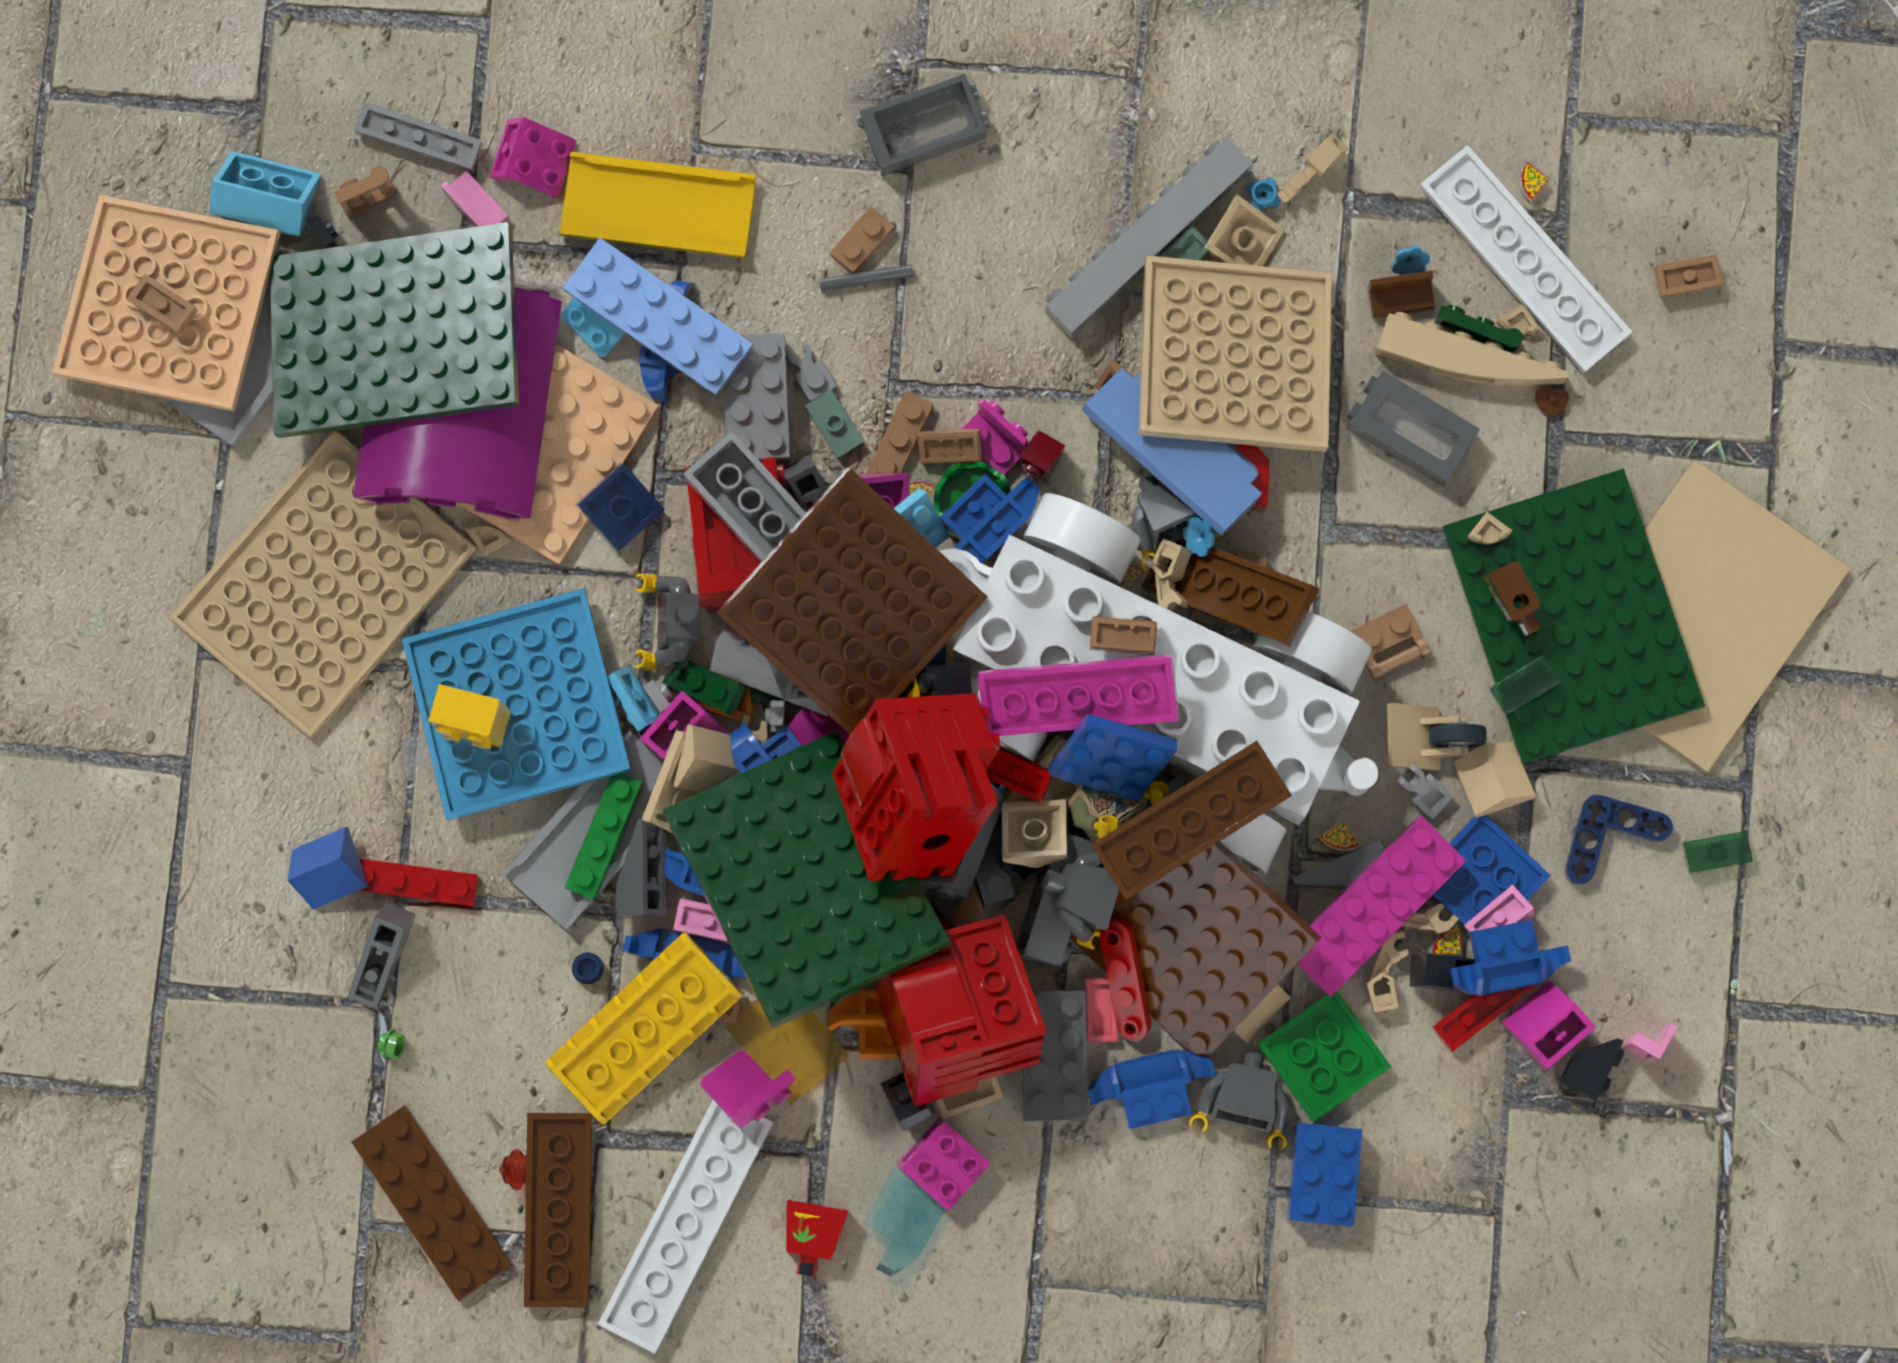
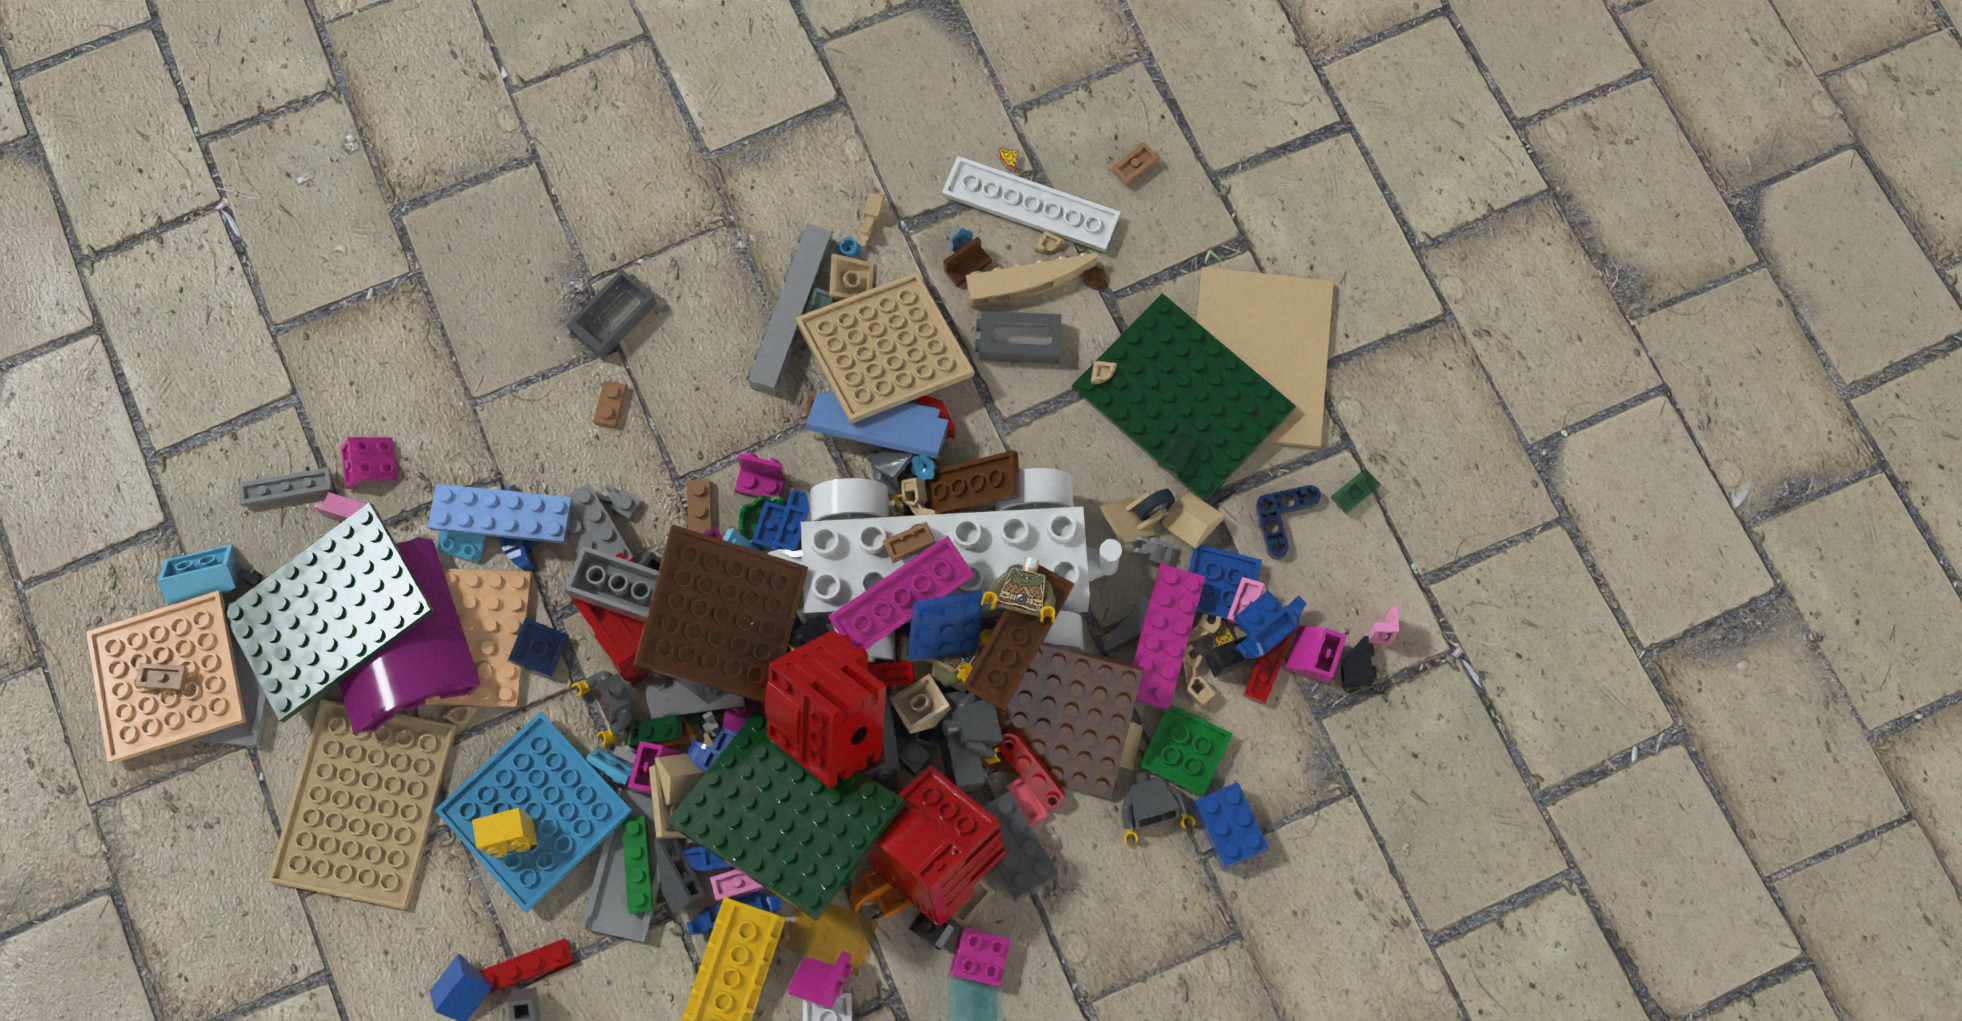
camera: 30 degrees left, 10 degrees down
(364, 194) = (259, 540): medium nougat plate -> none
(587, 968) = (672, 960): dark blue plate -> none
(658, 205) = (466, 448): yellow ladder -> none
(834, 424) = (650, 524): sand green plate -> none
(866, 277) = (624, 425): dark grey bar -> none
(950, 446) = (734, 498): medium nougat plate -> none
(1041, 457) = (796, 474): dark red slope -> none
(1152, 1085) = (1087, 830): blue plate -> none
(1224, 774) = (1023, 591): none -> torso
(1339, 838) = (1117, 609): tile -> none
(1387, 632) = (1076, 464): medium nougat plate -> none
(1480, 329) = (1027, 256): dark green plate -> none
(1504, 586) = (1134, 396): reddish brown torso -> none

